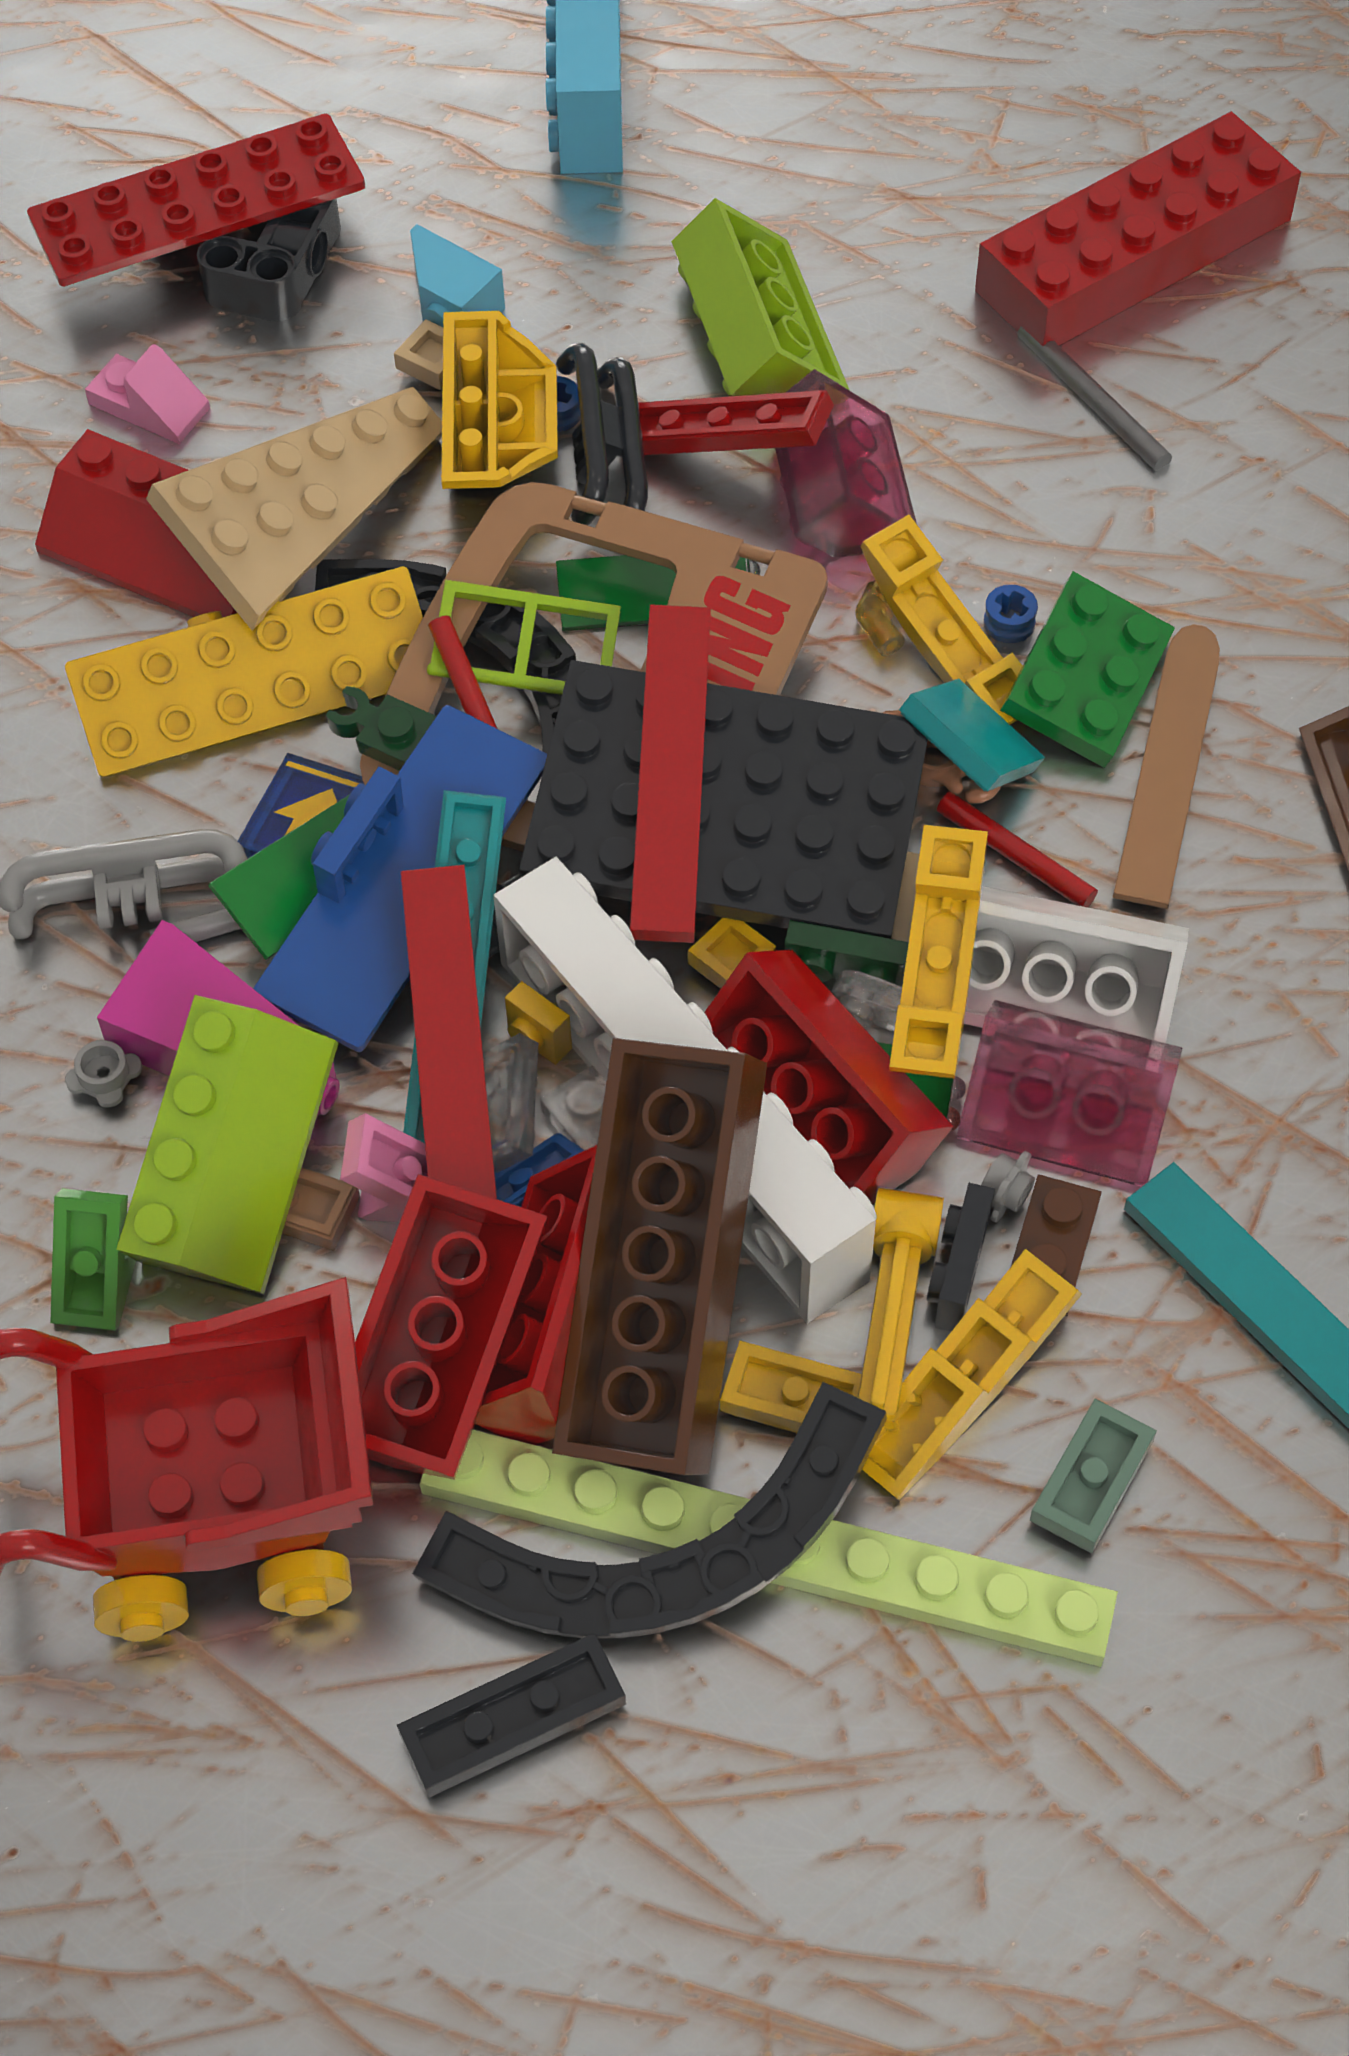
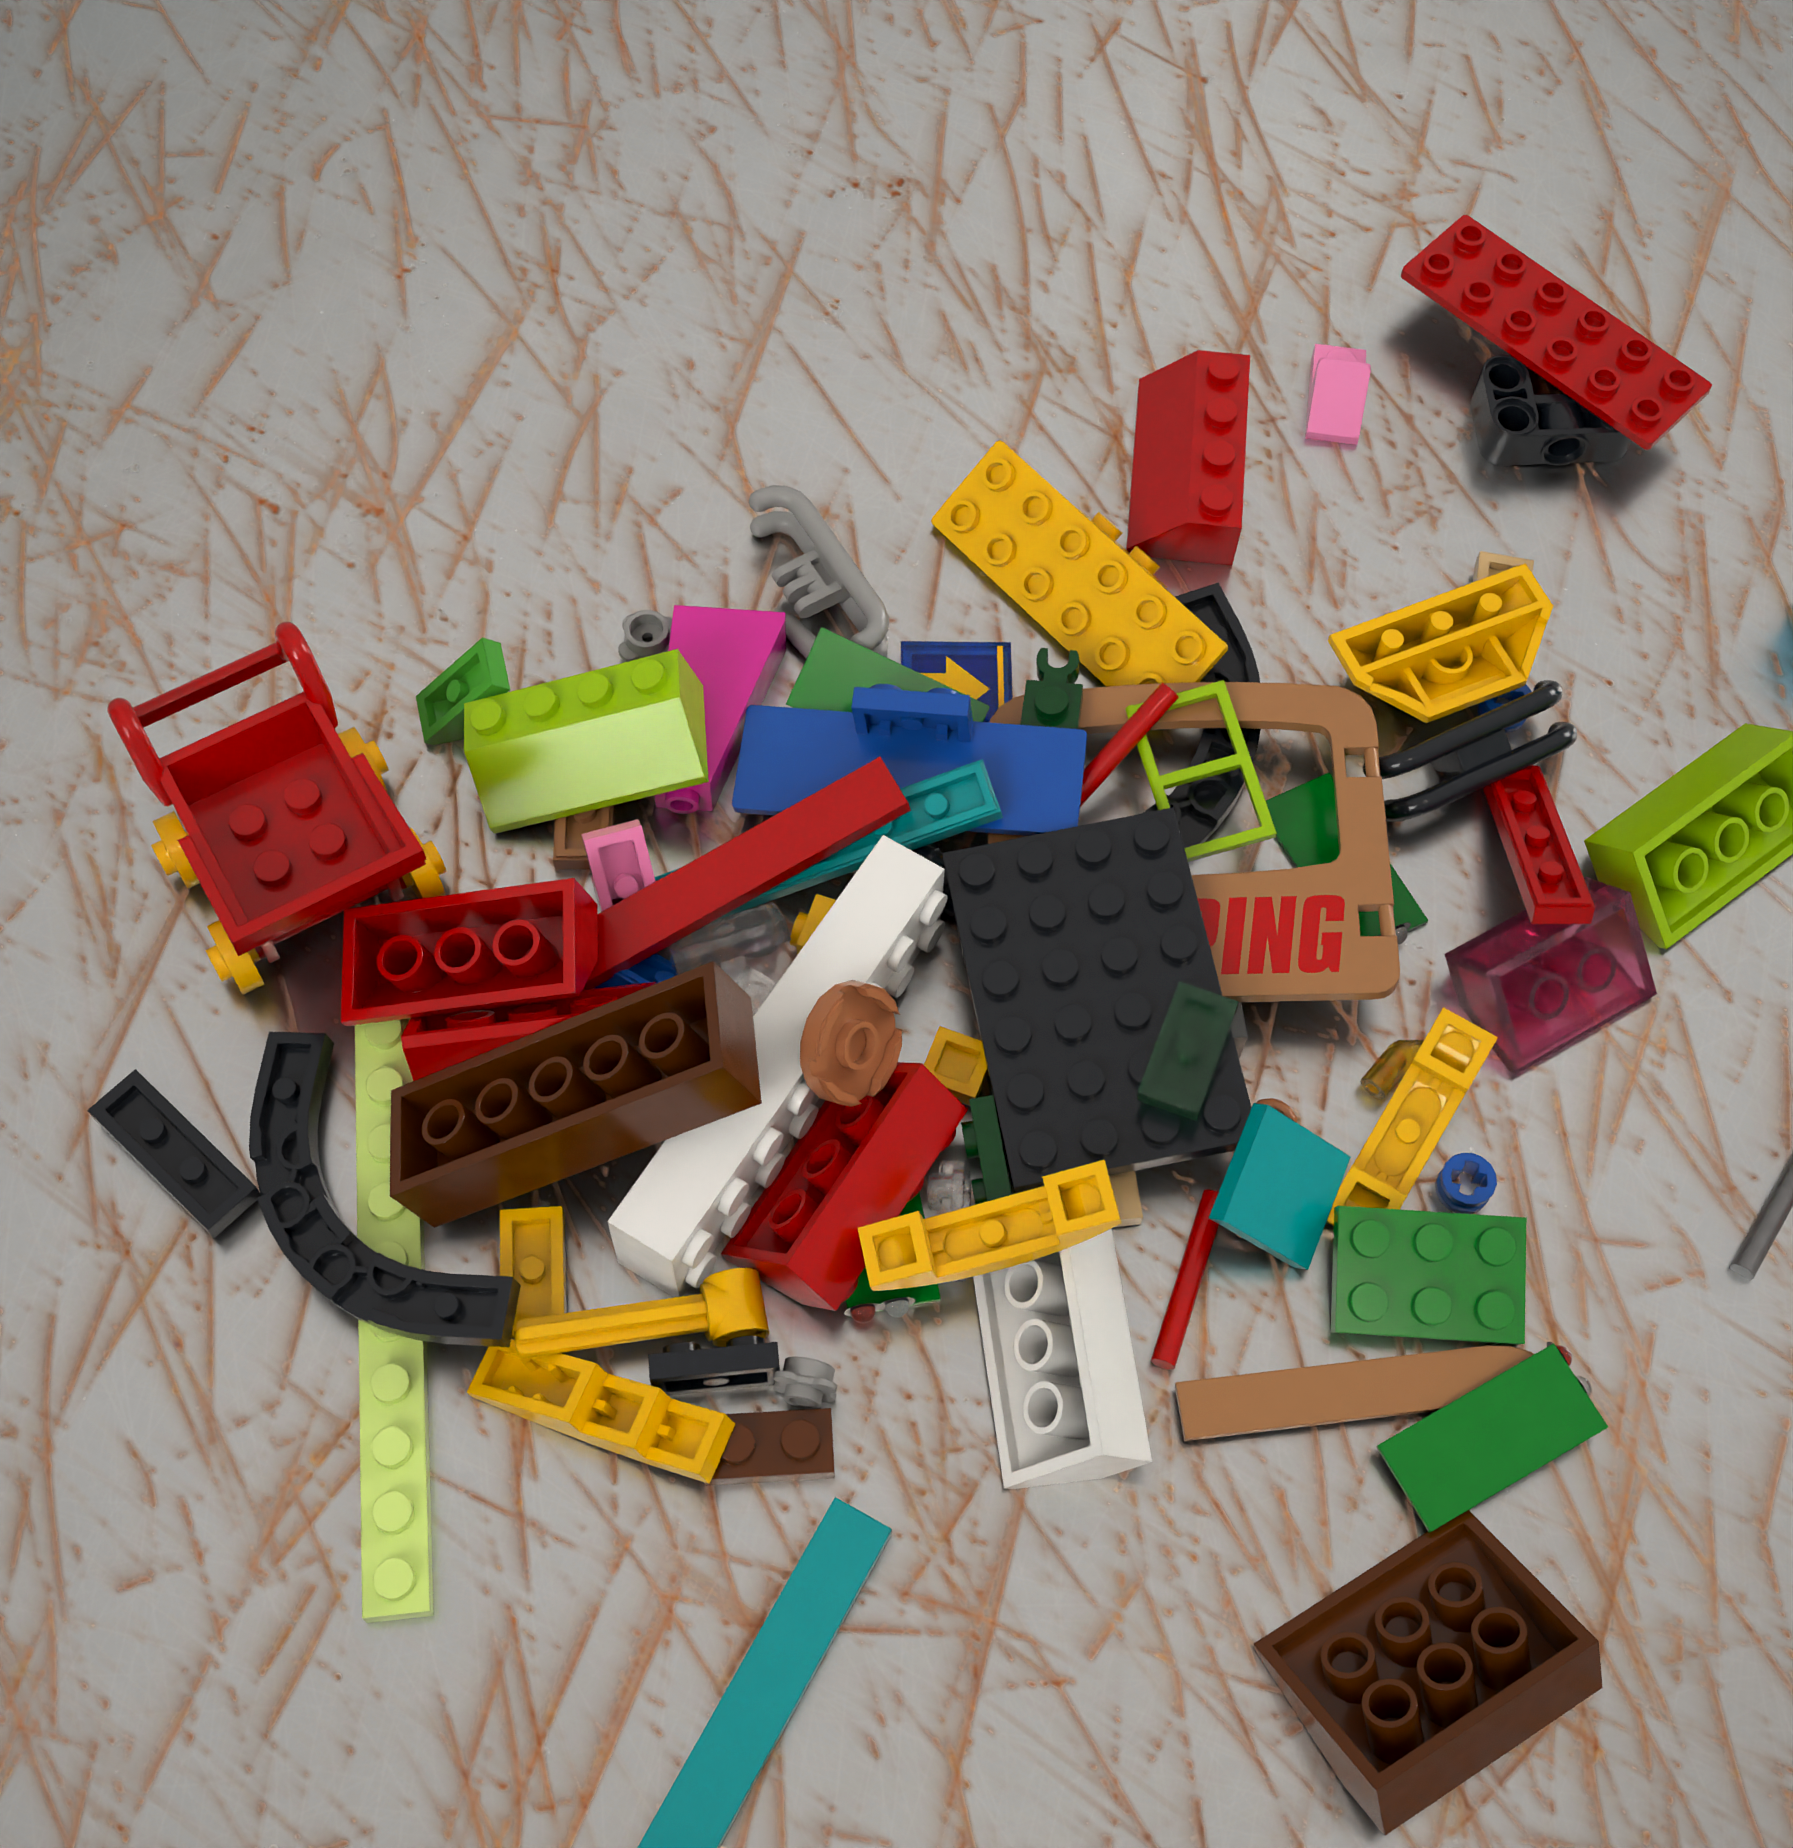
camera: 65 degrees right, 5 degrees up
(287, 502) = (1246, 528): tan wing -> none
(453, 278) = (1585, 566): medium azure slope -> none
(671, 775) = (1085, 930): red tile -> none
(706, 997) = (850, 1043): none -> nougat tile
(835, 730) = (1187, 1051): none -> clear green plate
(1069, 1092) = (930, 1408): clear pink slope -> none
(1093, 1475) = (537, 1554): sand green plate -> none
(1248, 681) = (1493, 1436): none -> green piece

